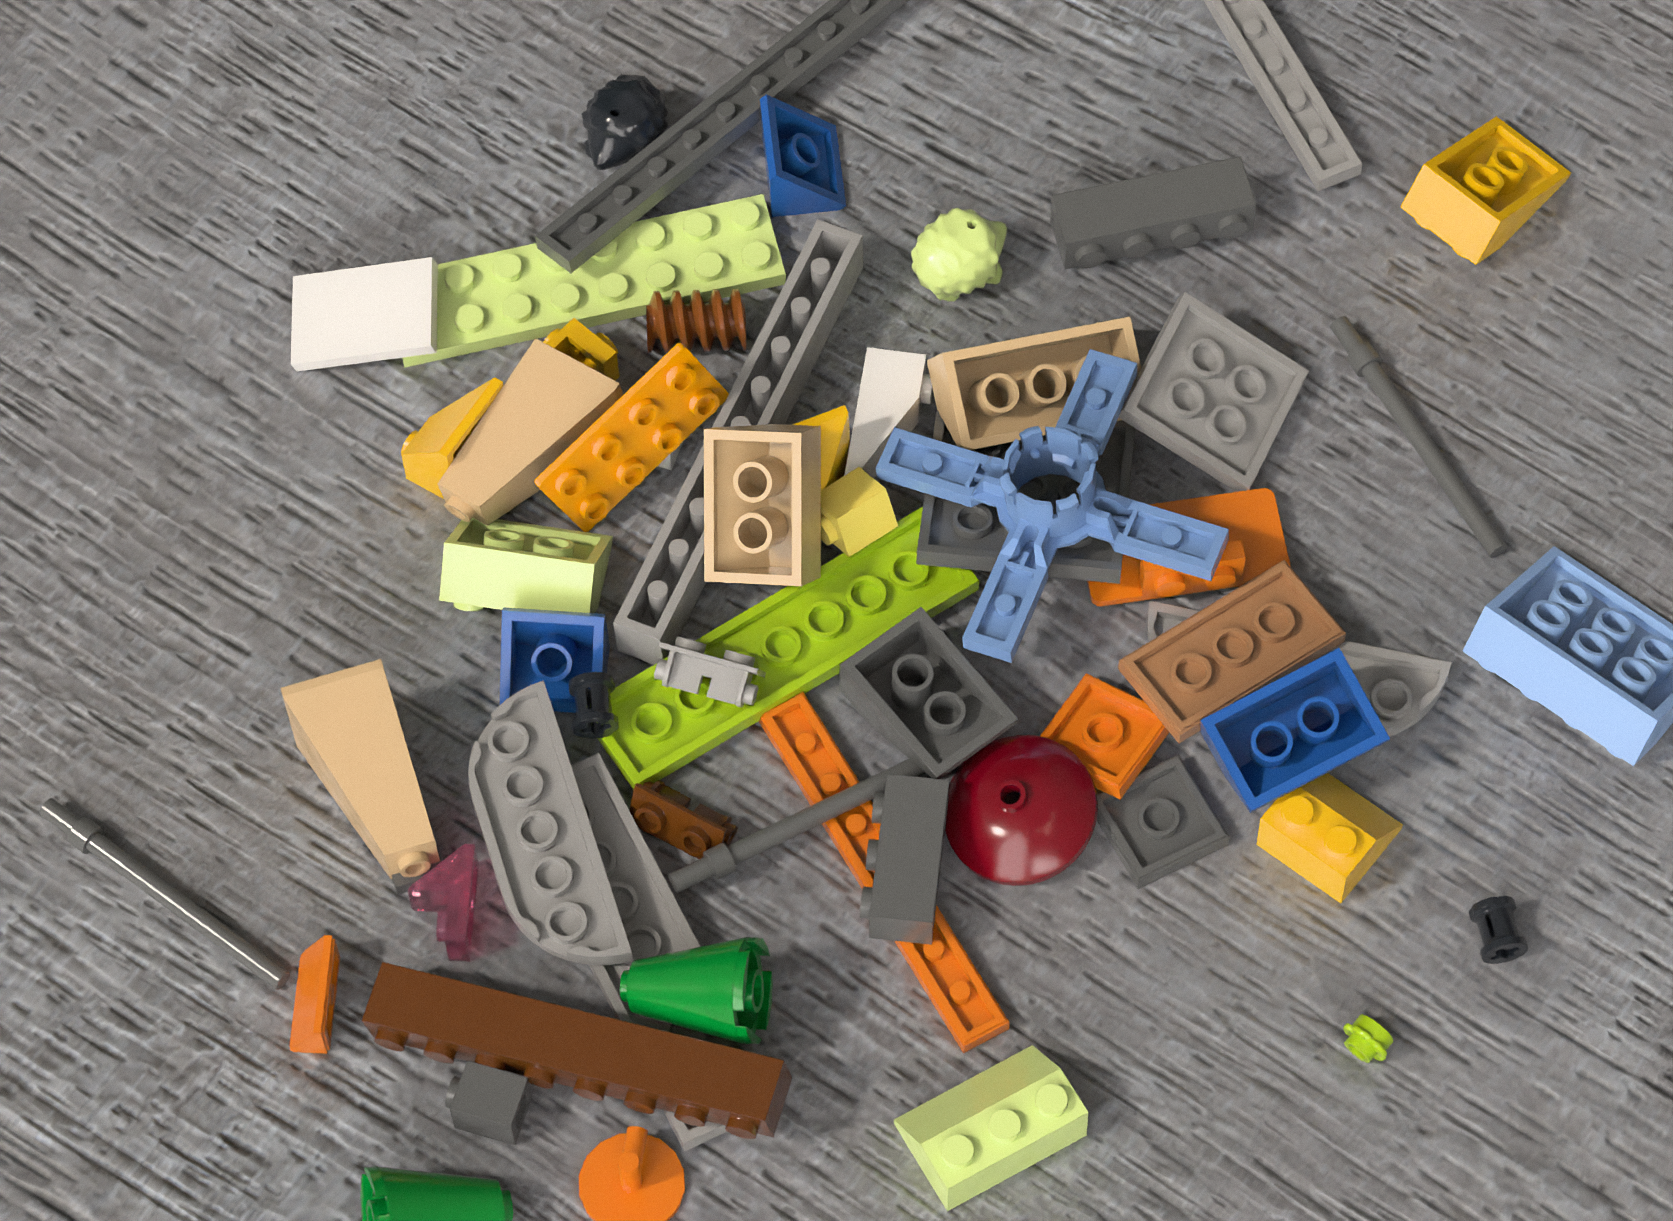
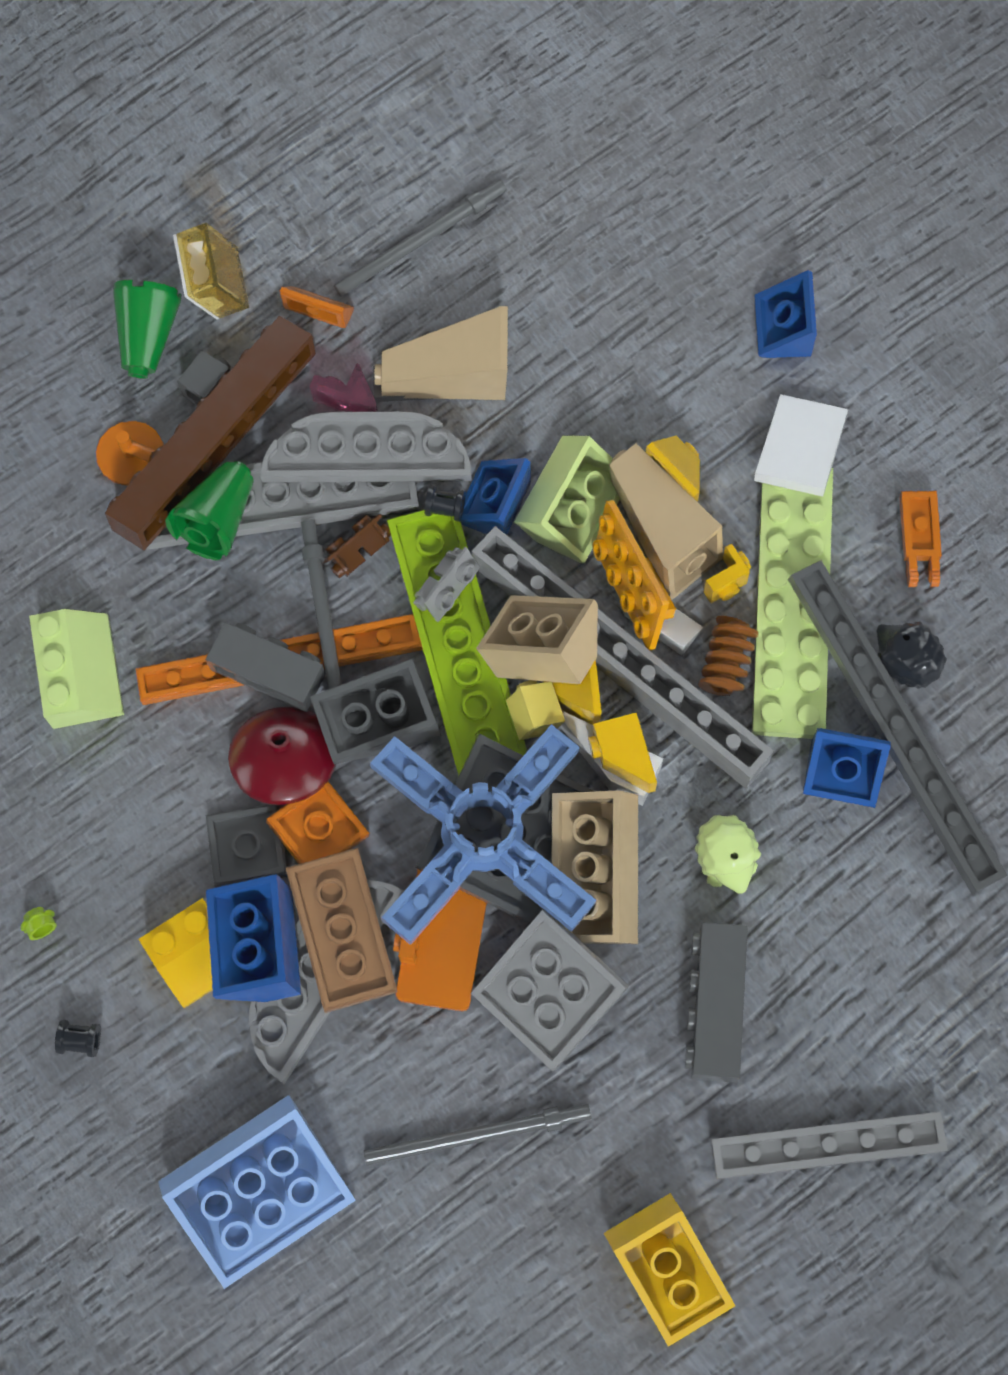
camera: 110 degrees right, 10 degrees up
(172, 378) = (787, 318): none -> blue slope
(318, 1133) = (211, 271): none -> clear yellow piece
(452, 155) = (920, 534): none -> orange hinge
(878, 377) = (624, 751): none -> yellow slope

